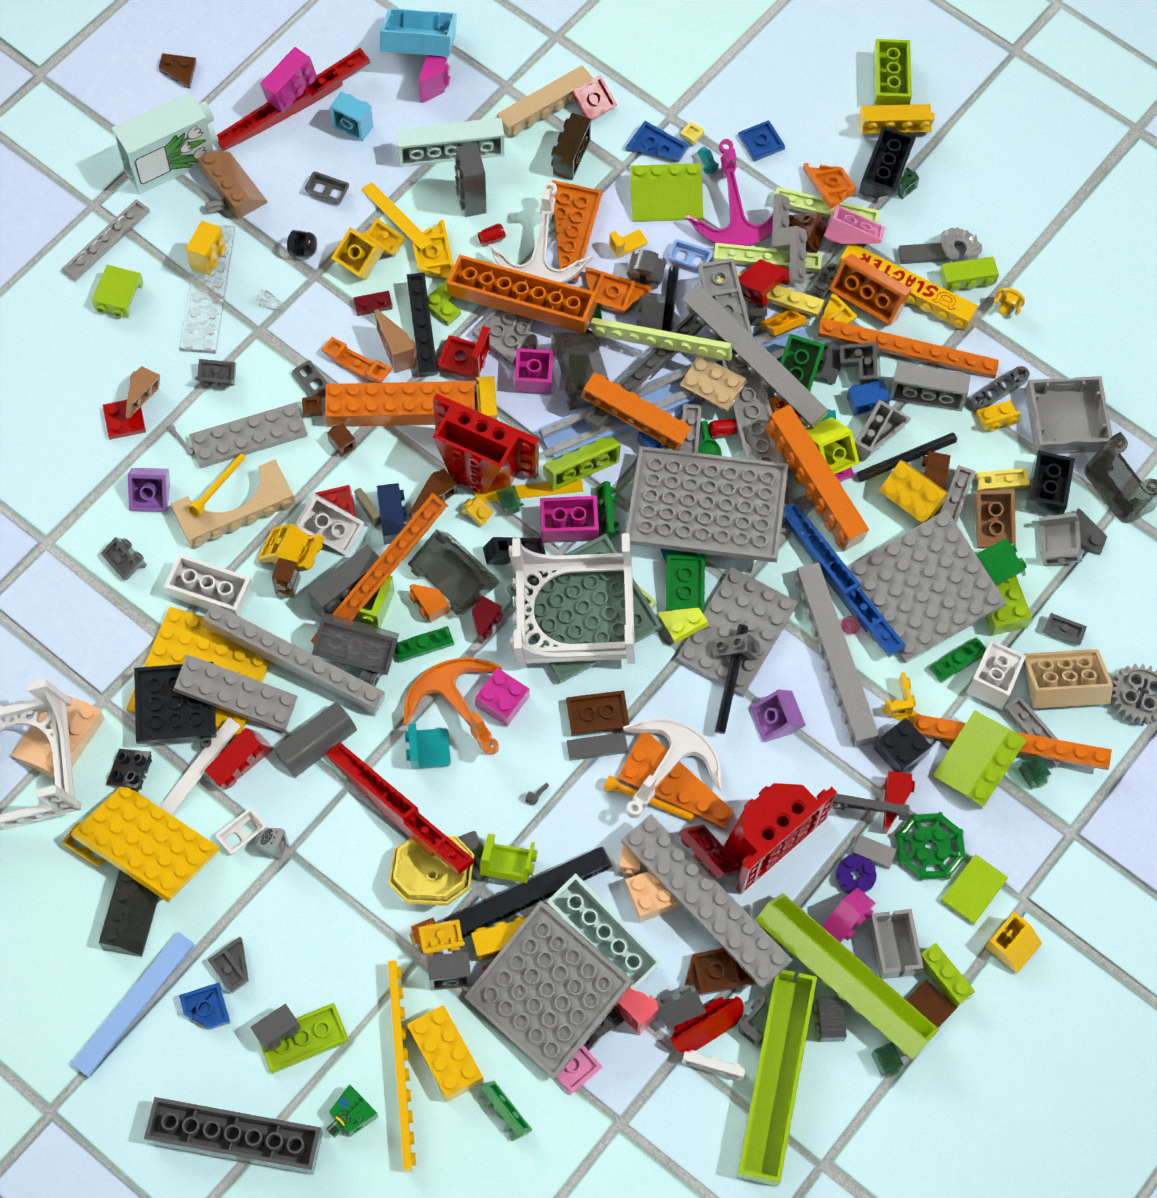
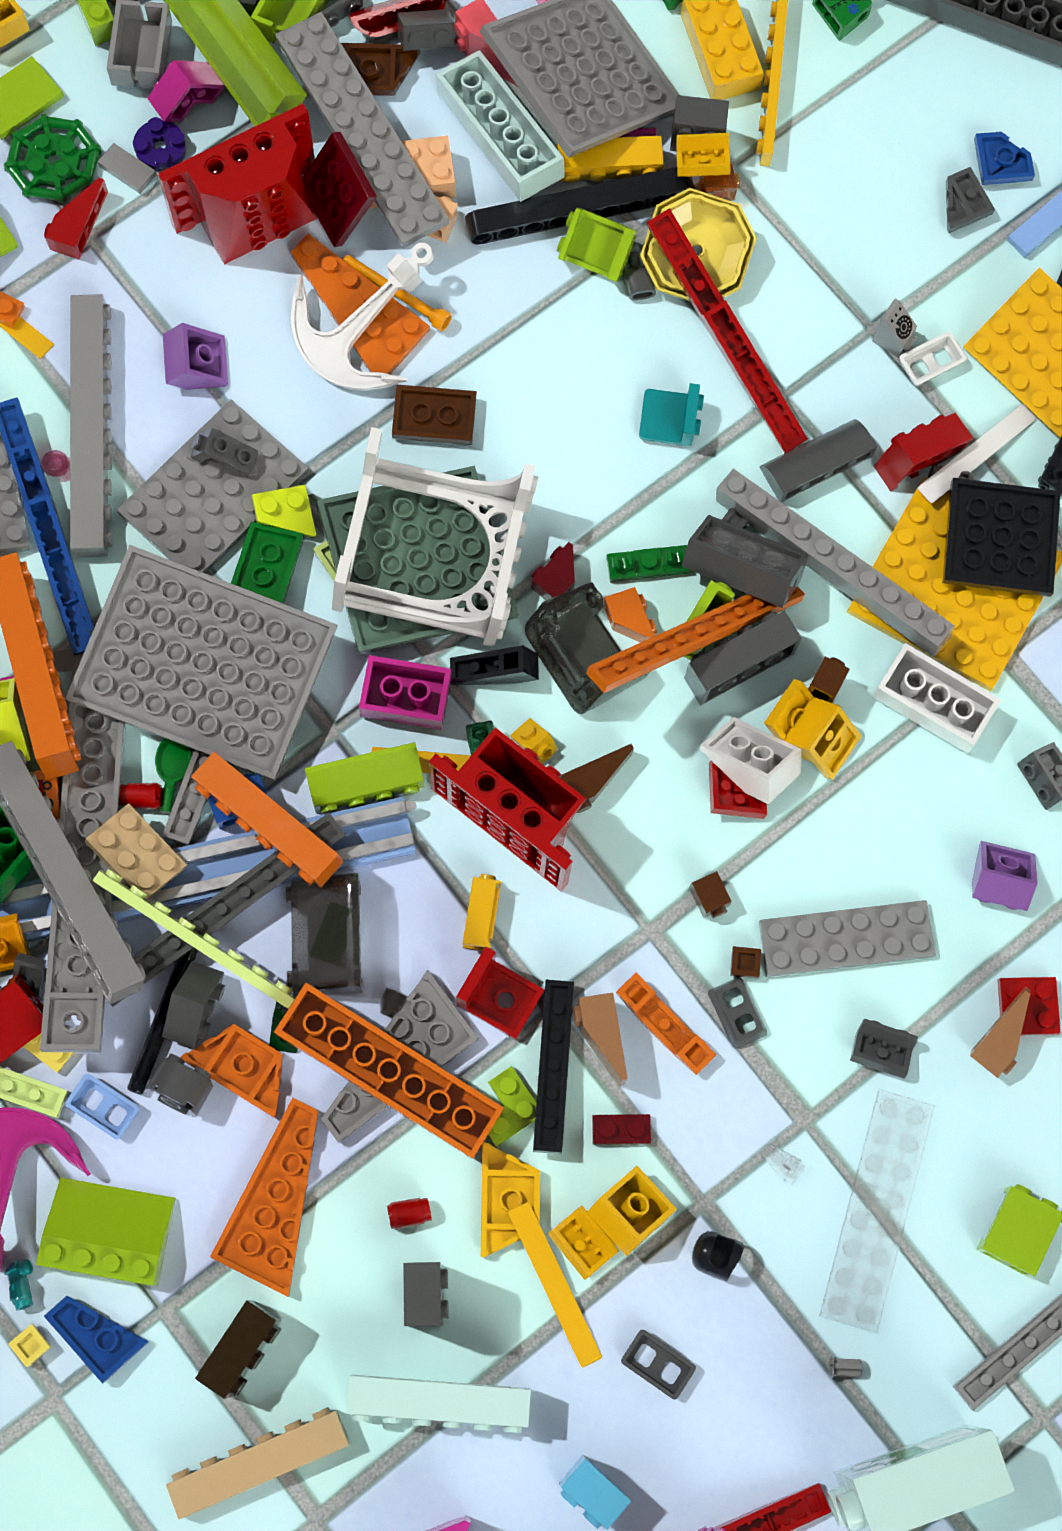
camera: 170 degrees left, 10 degrees up
(190, 451) = (958, 973): light grey hinge -> none
(197, 507) = (939, 814): yellow piece -> none
(206, 248) = (875, 1261): yellow brick -> none
(231, 182) = (812, 1408): medium nougat slope -> none
(235, 693) = (919, 530): light grey plate -> none
(270, 497) = (935, 800): tan arch -> none
(276, 1028) = (922, 107): dark grey brick -> none
(319, 1033) = (888, 104): lime tile -> none
(367, 507) = (690, 778): dark tan tile -> none
(391, 402) = (613, 934): orange brick -> none
(391, 510) = (656, 761): dark blue brick -> none
(442, 680) = (634, 503): orange piece -> none
(502, 697) = (559, 458): dark pink brick -> none
(532, 798) = (545, 324): dark grey hand -> none
(533, 370) = (399, 943): dark pink brick -> none
(538, 263) = (353, 1118): white piece -> none
(594, 98) = (175, 1448): tile -> none
(597, 746) = (446, 374): dark grey tile -> none
(606, 509) = (348, 700): green plate -> none
(627, 243) = (194, 1151): yellow bracket -> none
(729, 688) = (246, 406): black axle -> none
(845, 801) = (152, 216): dark grey plate -> none
(900, 707) = (27, 332): yellow bracket -> none
(902, 746) = (43, 280): black brick -> none

